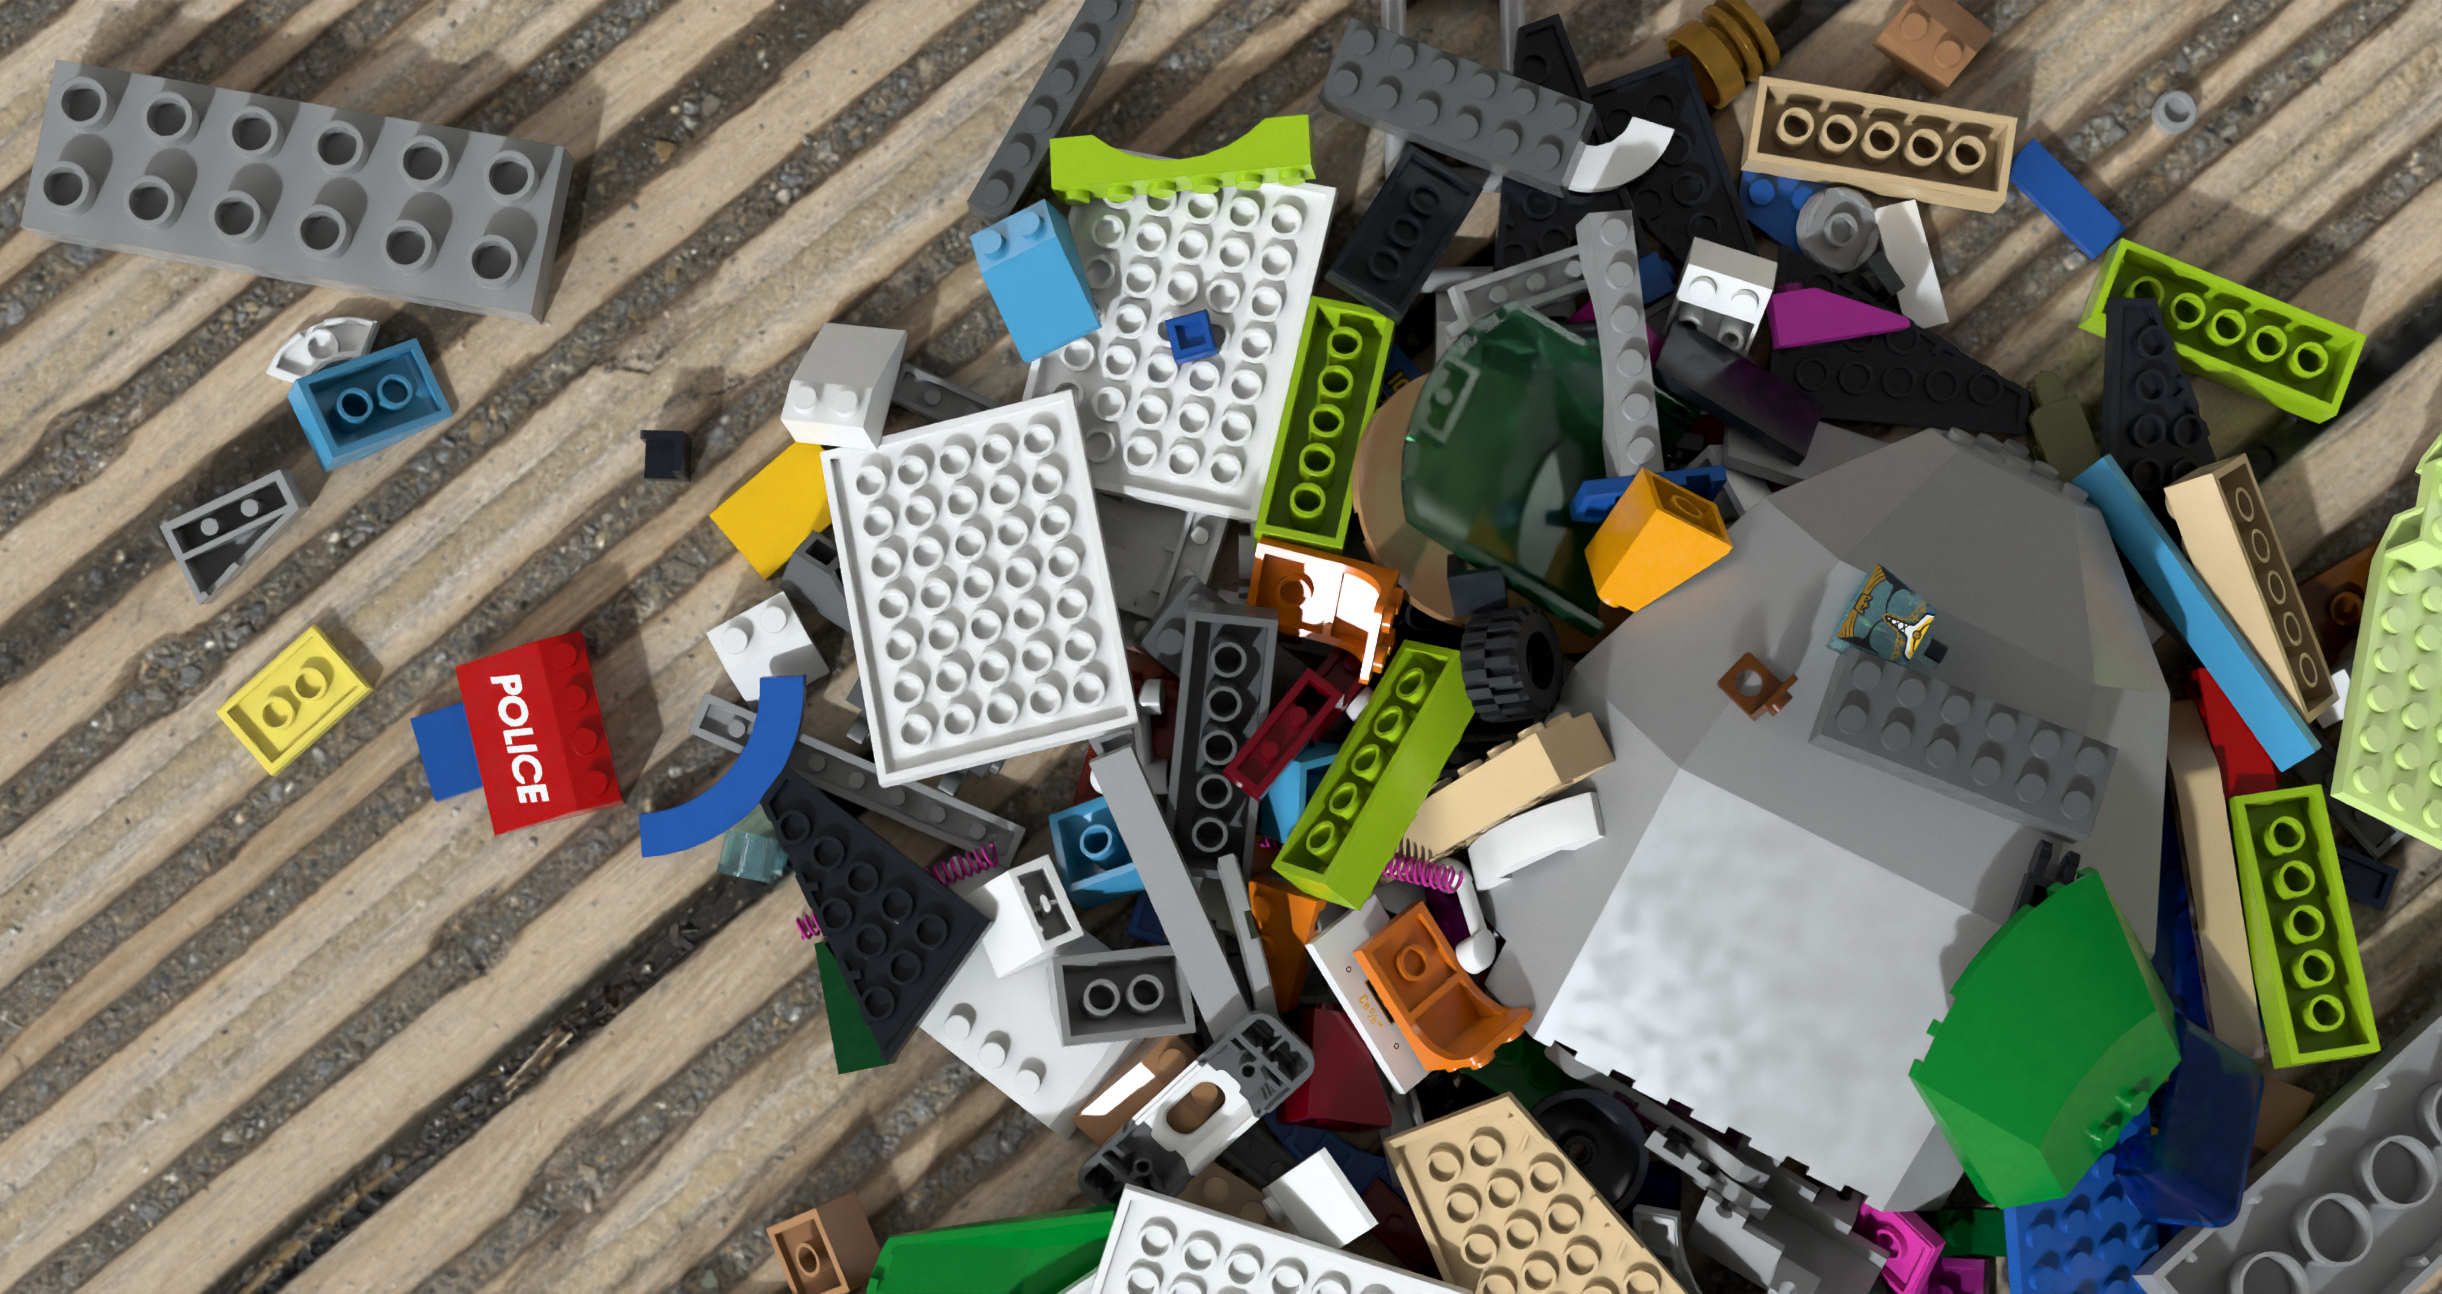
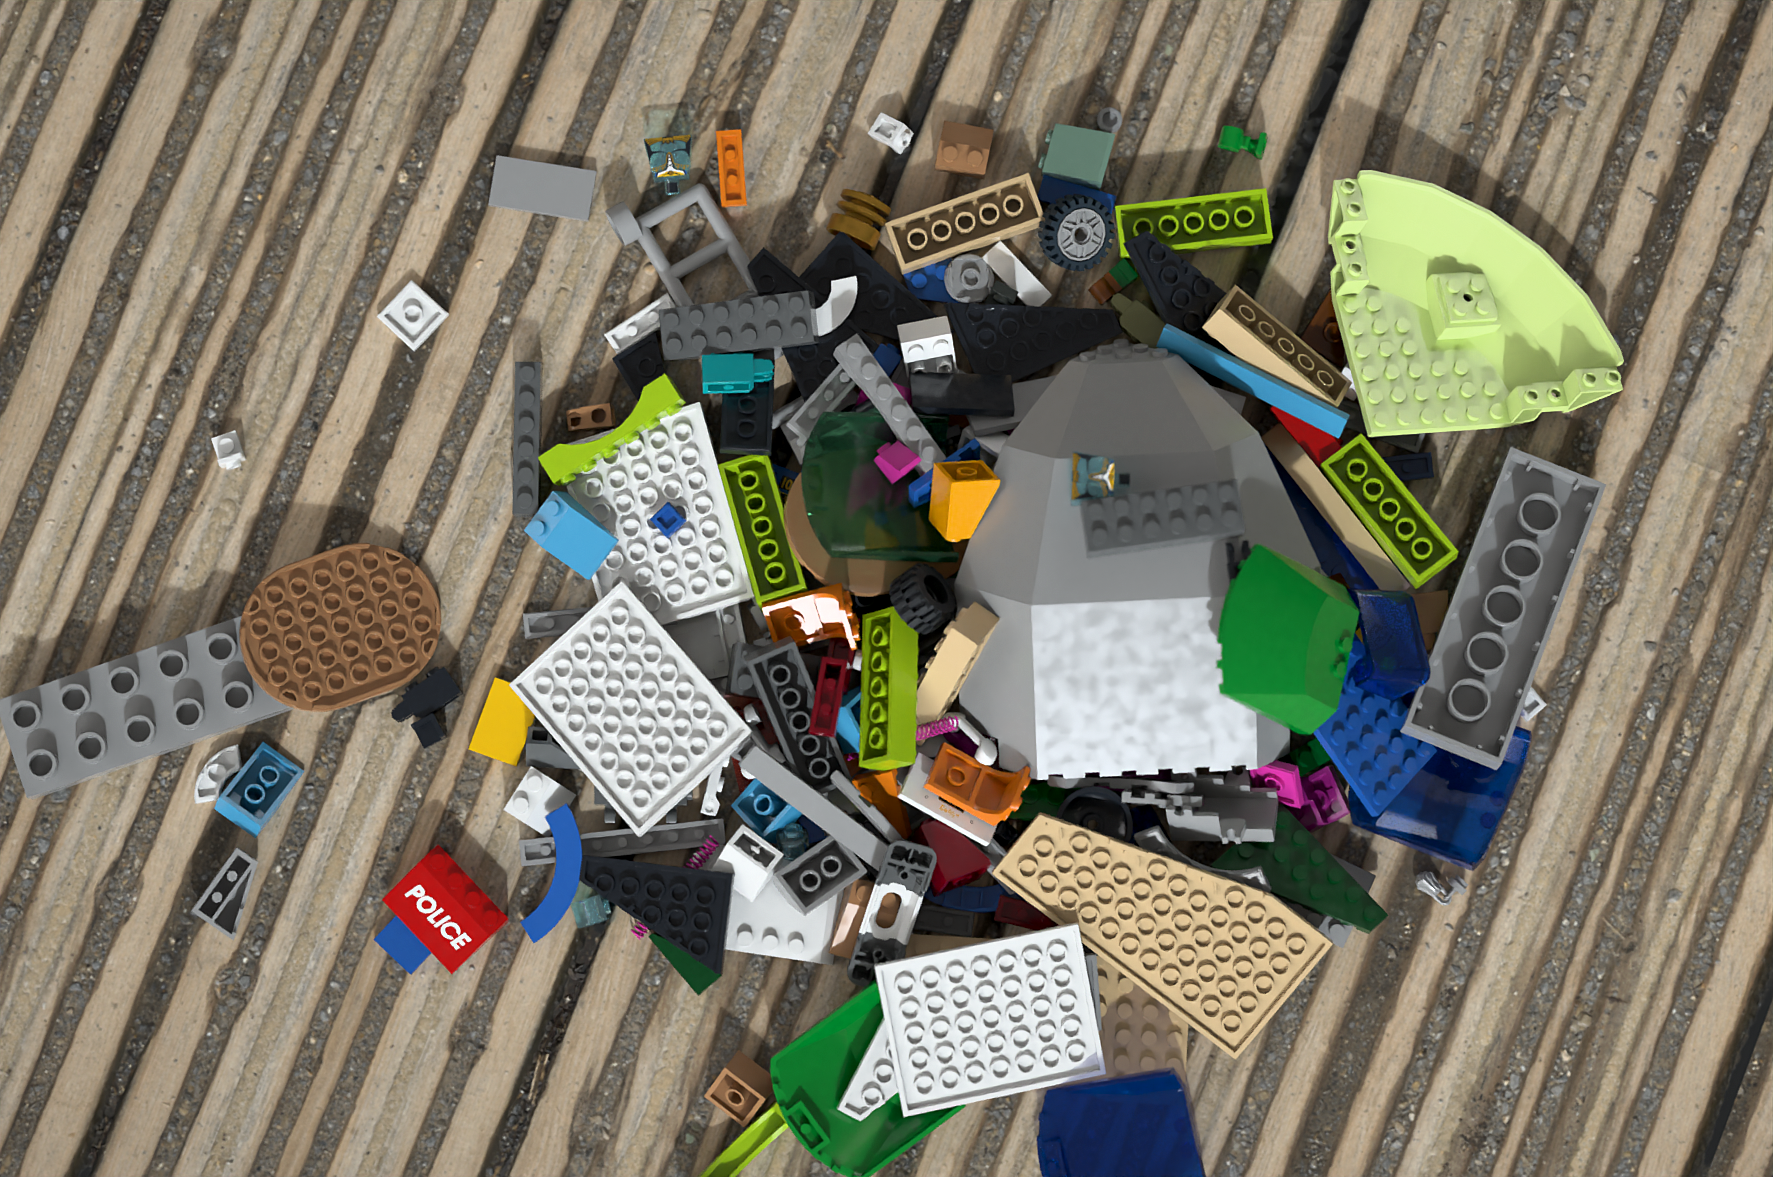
camera: 30 degrees left, 0 degrees up
(294, 700) = (307, 963): light yellow tile -> none
(616, 229) = (340, 627): none -> medium nougat tile
(693, 404) = (427, 696): none -> black hinge
(844, 386) = (502, 643): white slope -> none
(1043, 770) = (714, 784): none -> white hinge
(1109, 921) = (792, 841): none -> clear light blue head
(1163, 128) = (591, 418): none -> medium nougat leg
(1280, 86) = (640, 364): none -> black wing
(1304, 34) = (639, 325): none -> white tile
(1318, 1202) = (975, 921): white slope -> none
(1412, 171) = (733, 372): none -> teal hinge
(1475, 589) = (883, 571): black panel -> none
(1534, 835) = (981, 678): white slope -> none
(1584, 435) = (896, 460): none -> dark pink slope
(1772, 694) = (1056, 542): reddish brown bracket -> none
(1818, 316) = (982, 332): magenta slope -> none
(2017, 227) = (1060, 226): none -> wheel
(2055, 351) = (1113, 282): none -> leg
(2103, 134) = (1077, 155): none -> sand green slope
(2349, 240) = (1233, 140): none -> green leg

